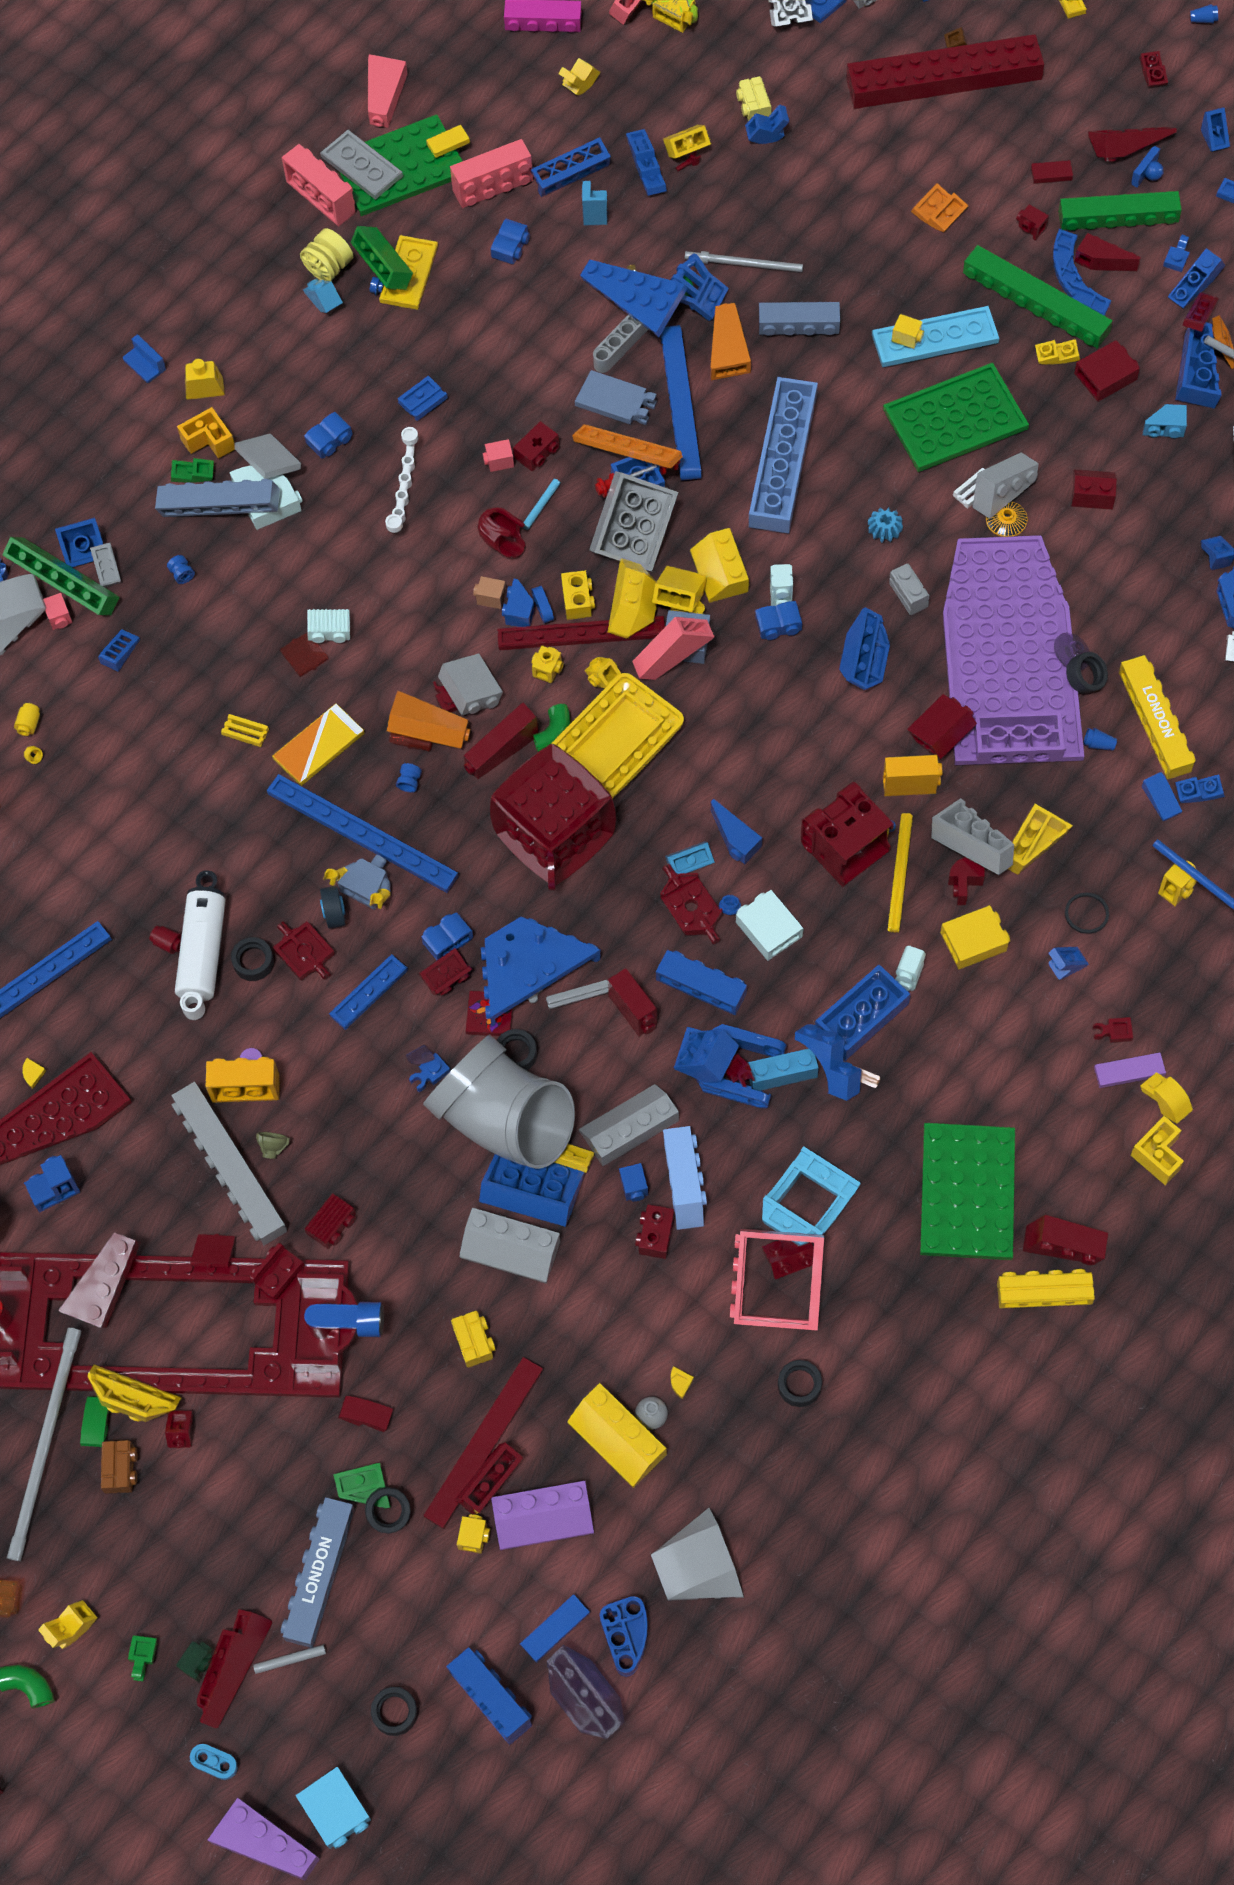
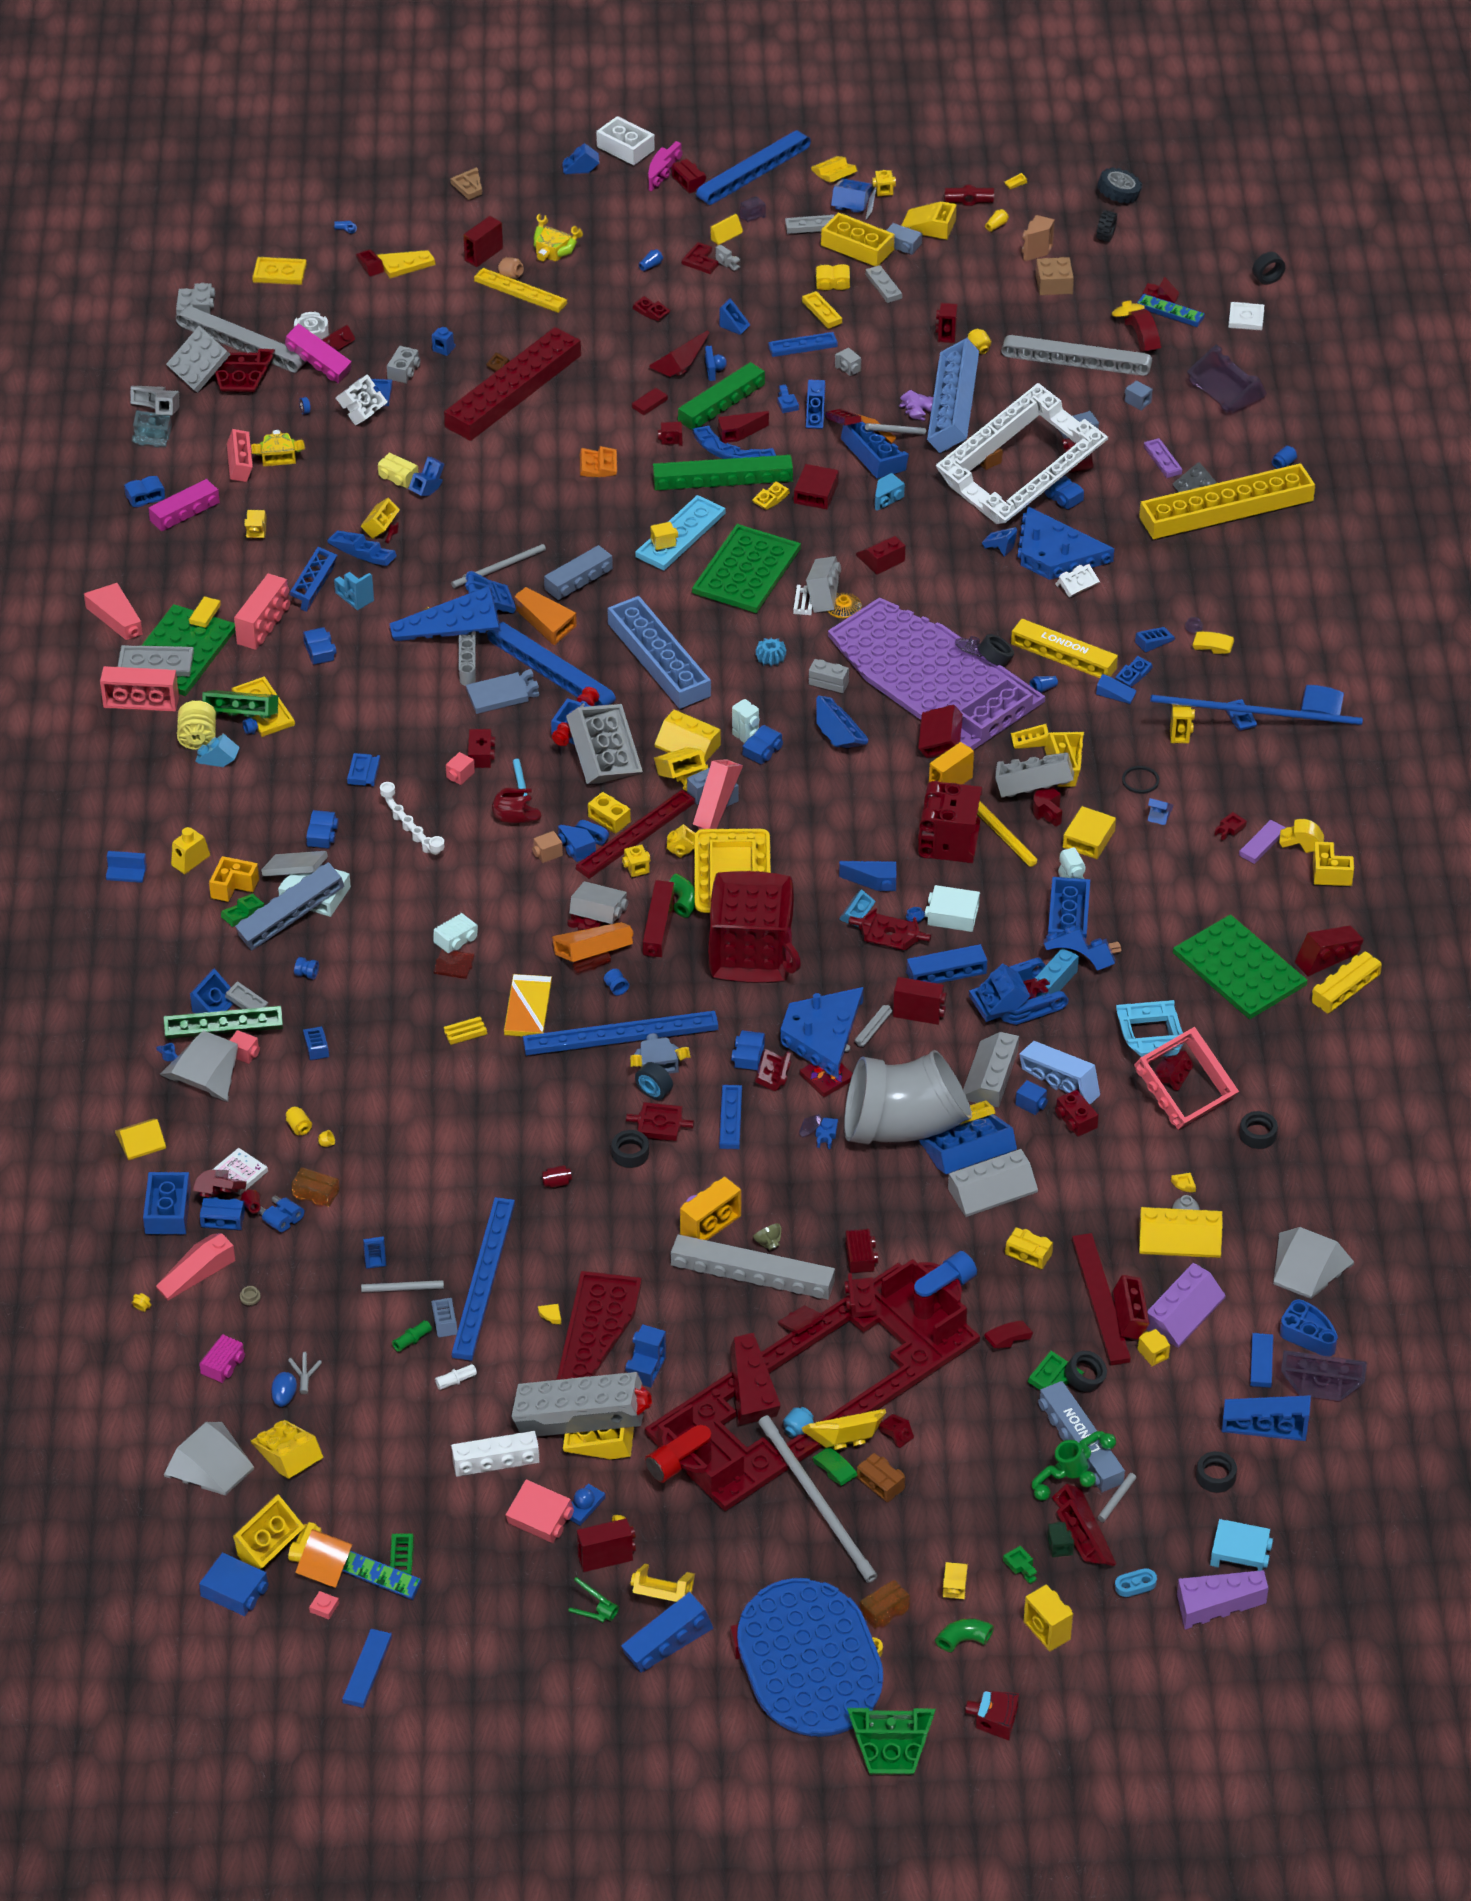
camera: 45 degrees left, 20 degrees down
(97, 1735) = (1048, 1617): none -> yellow brick
(107, 1352) = (796, 1420): none -> dark azure head
(200, 944) = (587, 1160): white piece -> none
(284, 1596) = (1072, 1462): none -> green wheel
(627, 446) = (549, 705): orange tile -> none
(632, 600) = (652, 789): yellow wedge -> none
(1042, 797) = (1039, 733): none -> yellow slope

